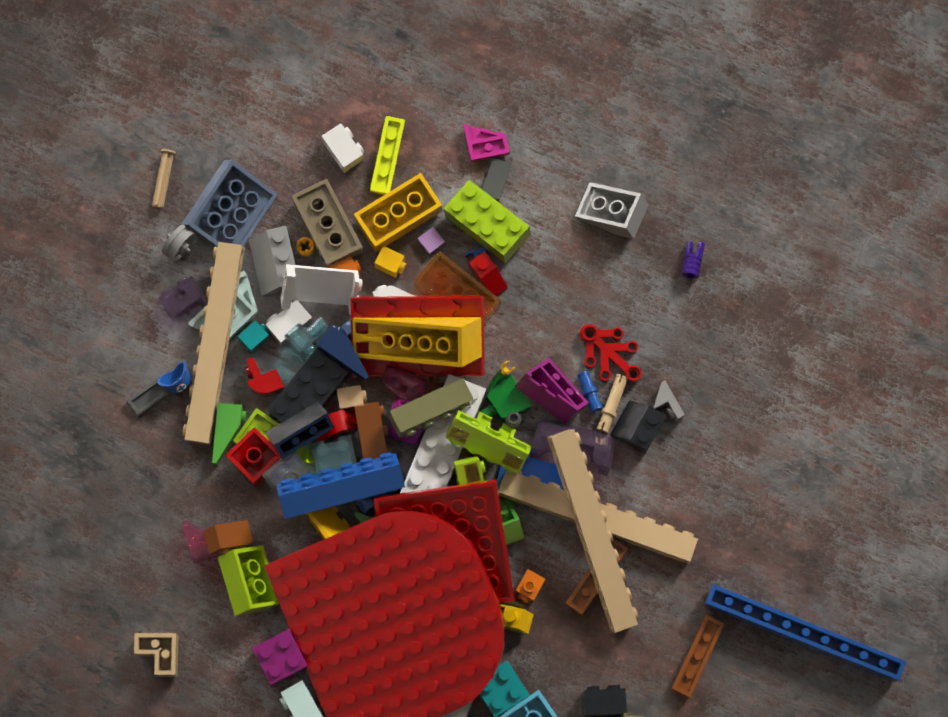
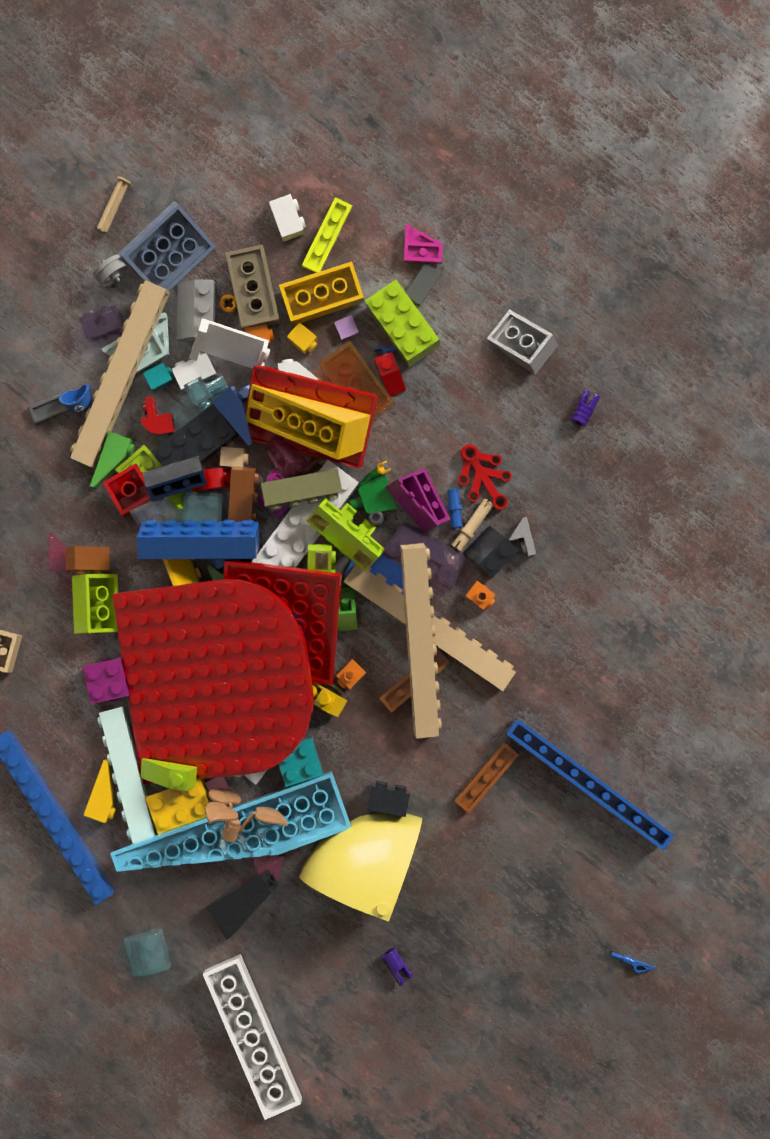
camera: 20 degrees right, 10 degrees up
(640, 472) = (480, 596): none -> orange brick

